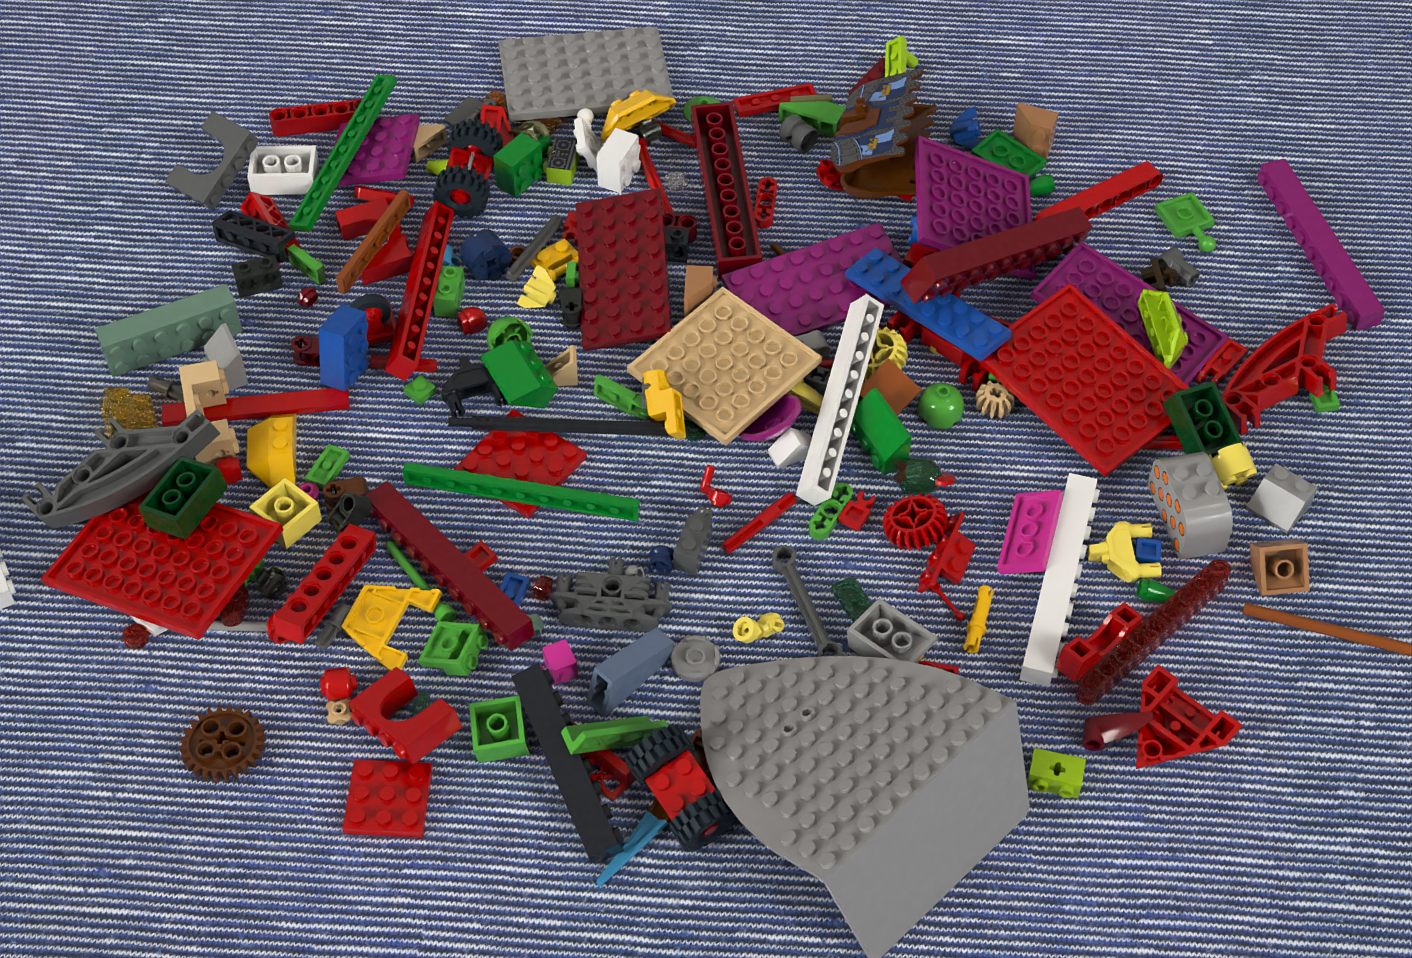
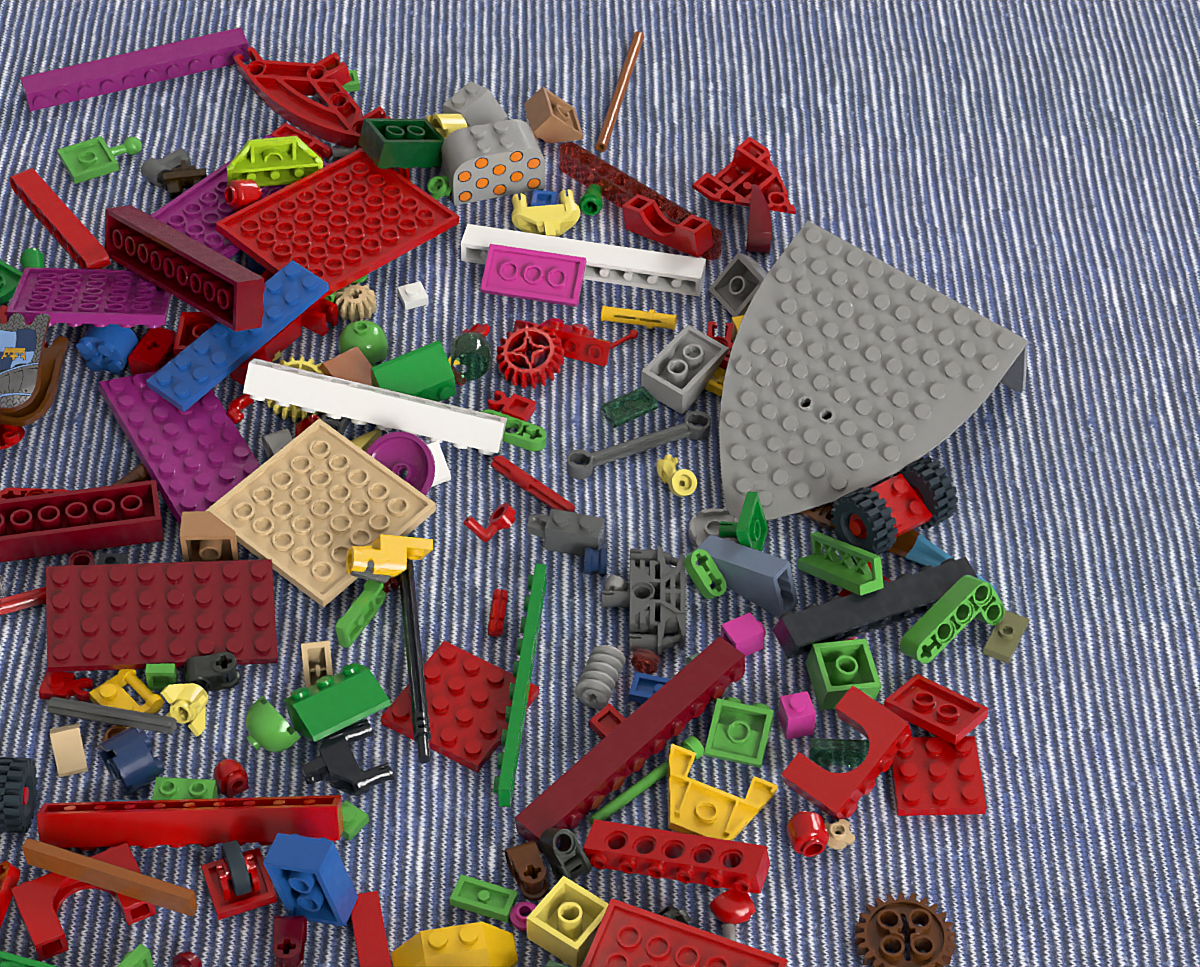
camera: 95 degrees left, 5 degrees down
(450, 800) = (936, 708): none -> red plate
(463, 690) = (796, 715): none -> dark pink brick
(516, 228) = (68, 750): none -> tan slope
(526, 553) = (600, 676): none -> light grey piece
(538, 882) = (1006, 637): none -> olive plate
(554, 826) = (949, 615): none -> bright green beam
(615, 489) = (497, 612): none -> red axle
(628, 633) = (705, 574): none -> bright green beam
(675, 673) = (752, 524): none -> green tile
(1011, 445) = (413, 295): none -> white plate
(1034, 710) = (738, 284): none -> light grey slope
(1117, 306) = (242, 193): none -> red head

